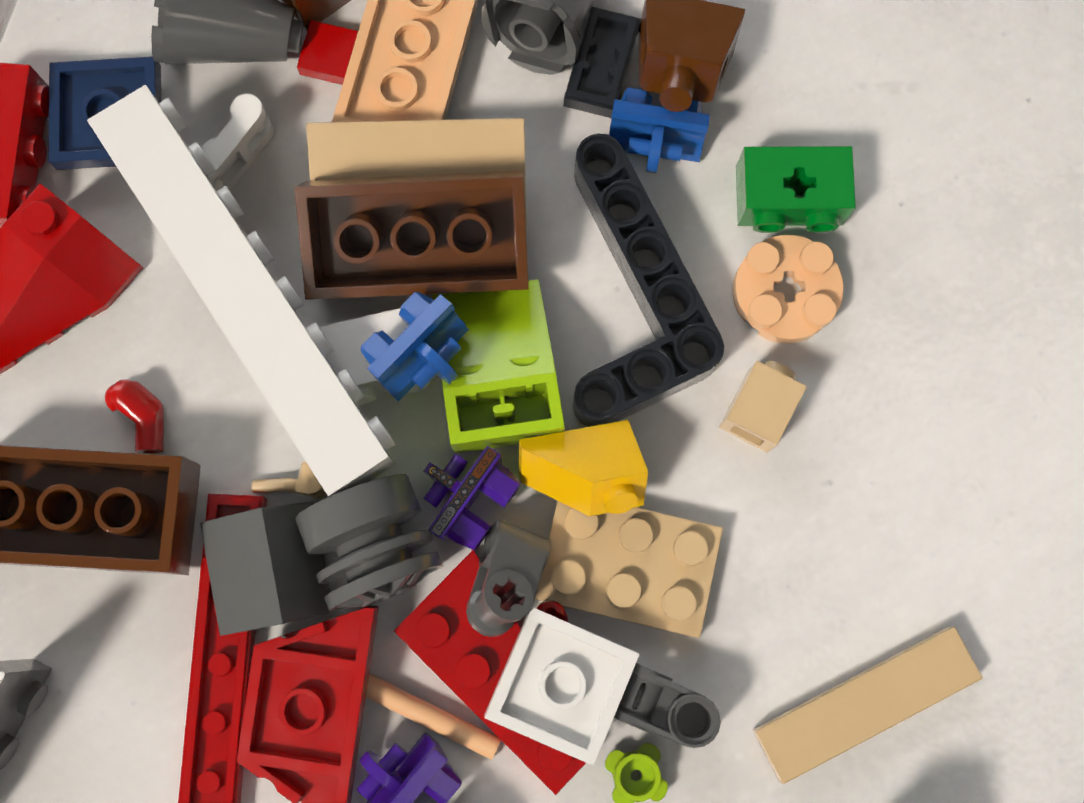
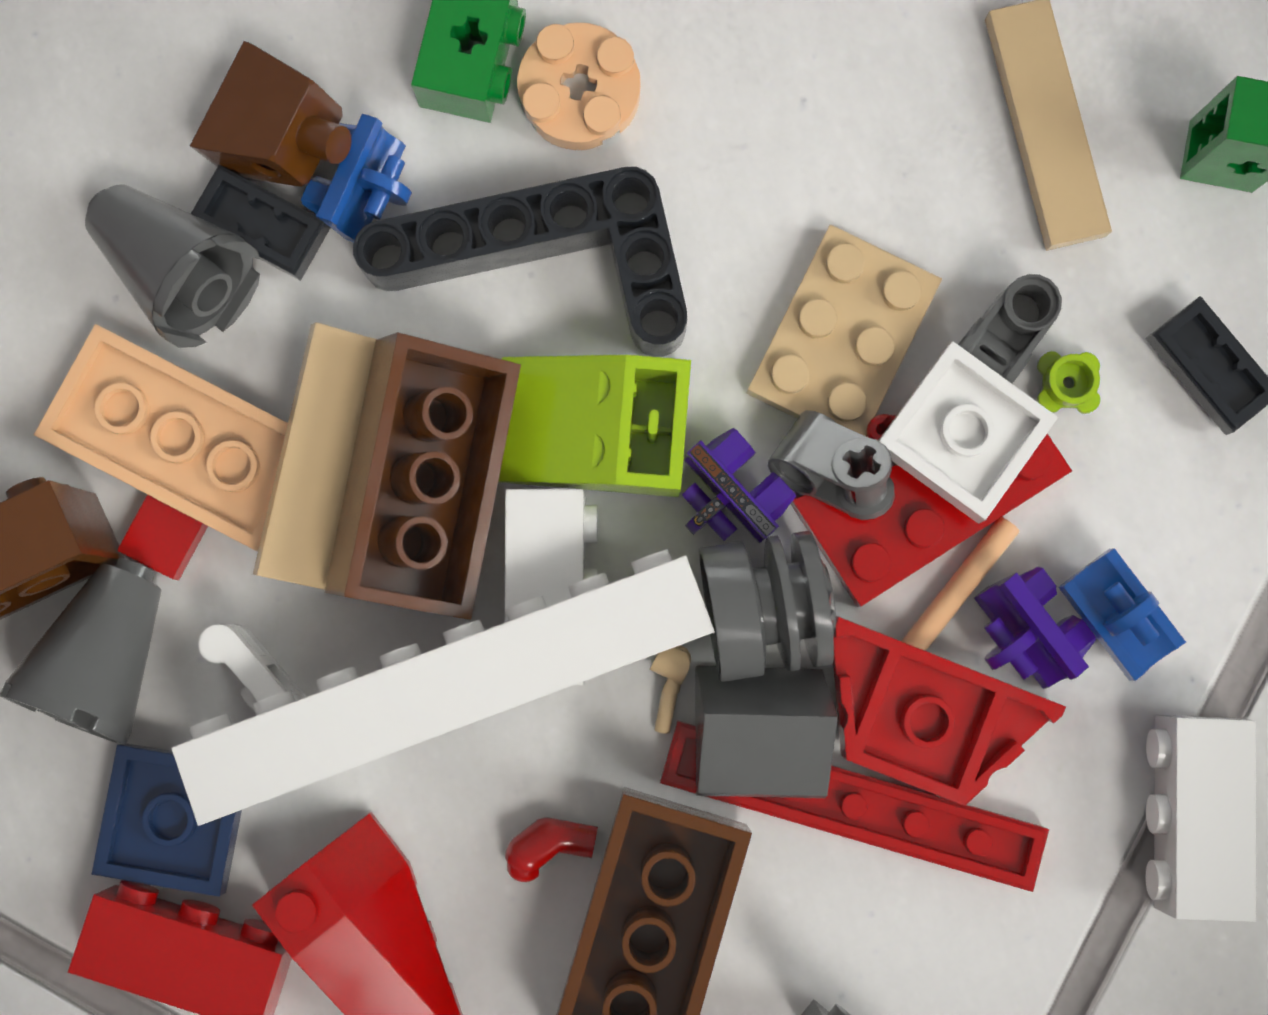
camera: 75 degrees left, 5 degrees up
(420, 349) = (569, 494): blue hips -> none
(587, 468) = (736, 349): yellow slope -> none
(763, 405) = (707, 144): tan brick -> none

